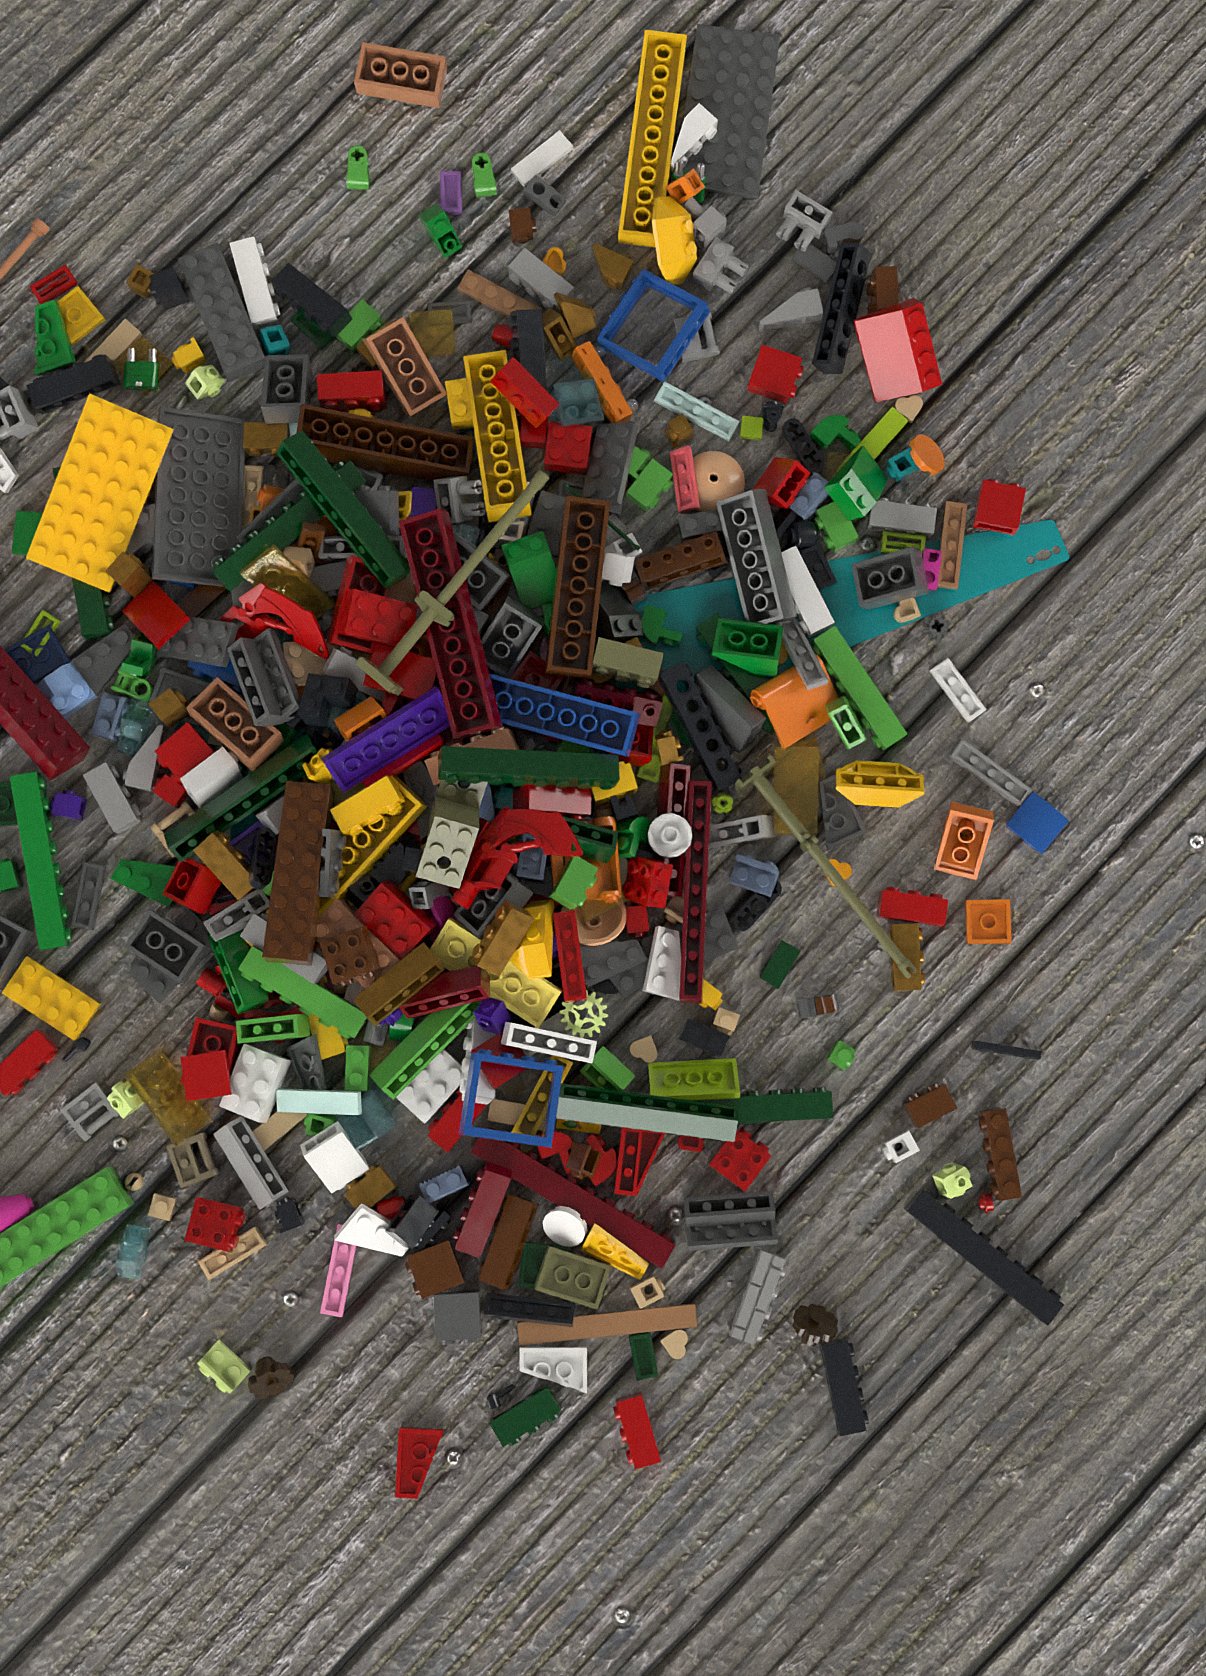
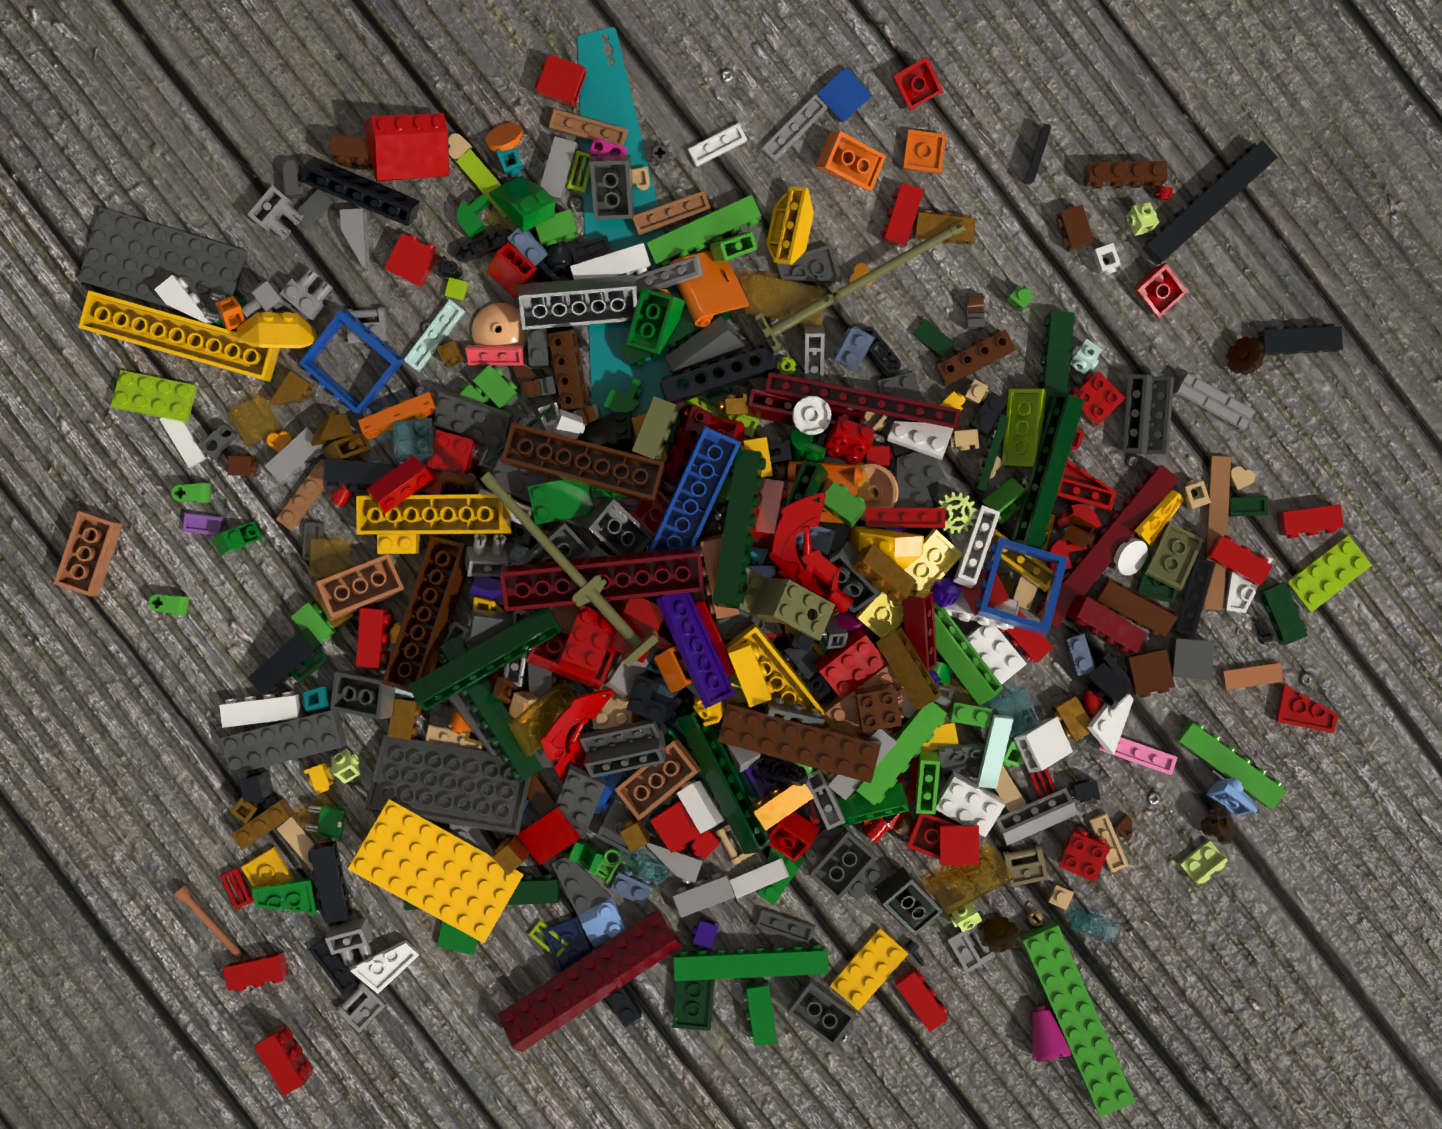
camera: 80 degrees left, 5 degrees up
(109, 1139) = (998, 934): none -> dark brown plant
(128, 302) = (263, 824): none -> pearl gold brick
(134, 1031) = (908, 901): none -> pearl dark grey slope
(138, 857) = (759, 878): none -> white tile
(252, 1269) = (1124, 827): none -> reddish brown tile
(292, 1165) = (1036, 787): none -> red tile
(307, 1384) = (1231, 794): none -> light blue slope
(340, 1381) = (1231, 765): none -> bright green brick
(448, 1391) = (1252, 676): none -> nougat tile
(535, 453) = (453, 483): none -> reddish brown plate
(573, 232) = (255, 420): none -> clear yellow tile
(579, 1352) = (1239, 560): none -> red brick
(579, 1463) = (1328, 573): none -> lime plate
(583, 121) = (154, 396): none -> lime plate
(655, 532) = (538, 388): none -> leg
(668, 514) = (524, 374): none -> reddish brown tile
(668, 1049) = (994, 446): none -> dark green plate
(670, 1015) = (964, 439): none -> tan brick
(764, 1013) = (975, 358): none -> reddish brown brick
(785, 1138) = (1085, 356): none -> light aqua brick
(873, 649) = (671, 213): none -> medium nougat plate
(875, 1214) = (1160, 289): none -> red slope
(1063, 901) = (917, 83): none -> red slope

